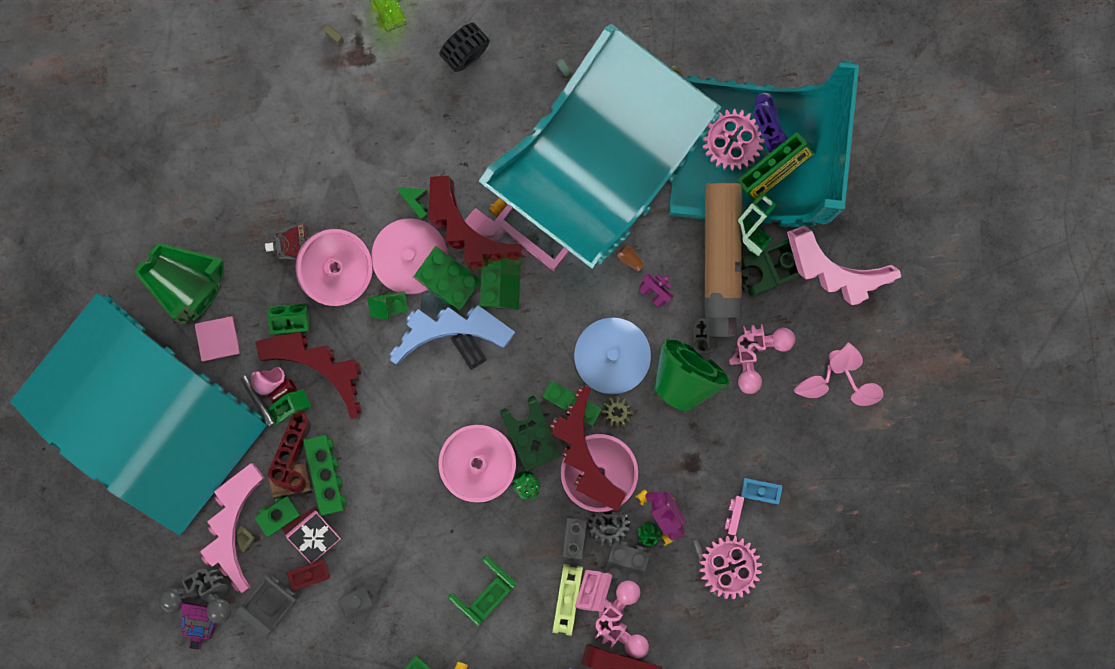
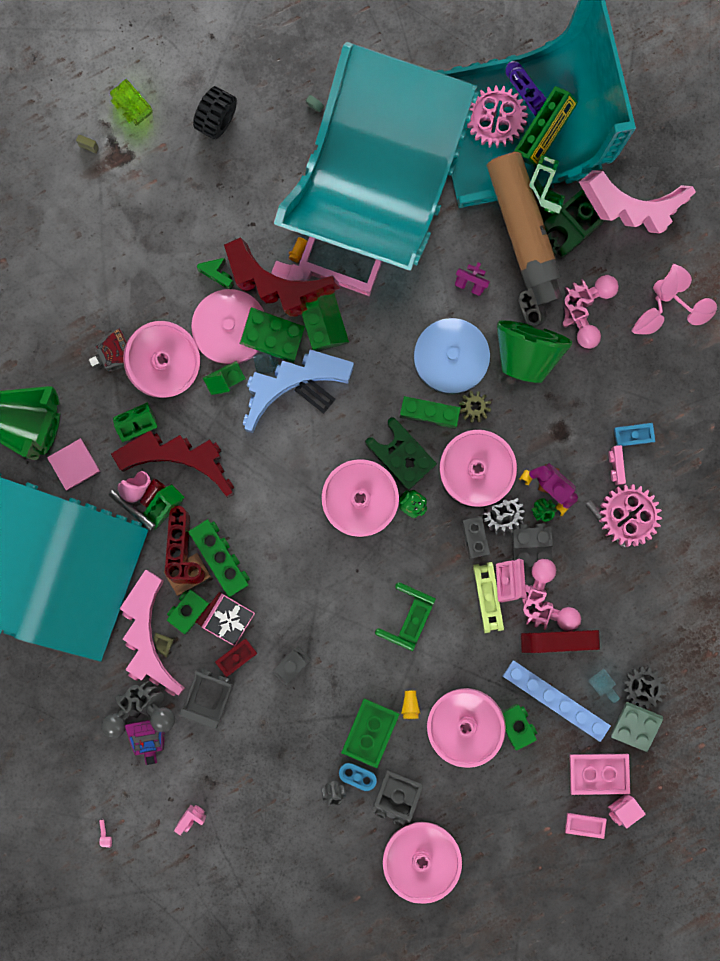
camera: 20 degrees left, 0 degrees up
(593, 481) = (440, 436): dark red arch -> none
(629, 257) = (437, 259): dark orange cone -> none

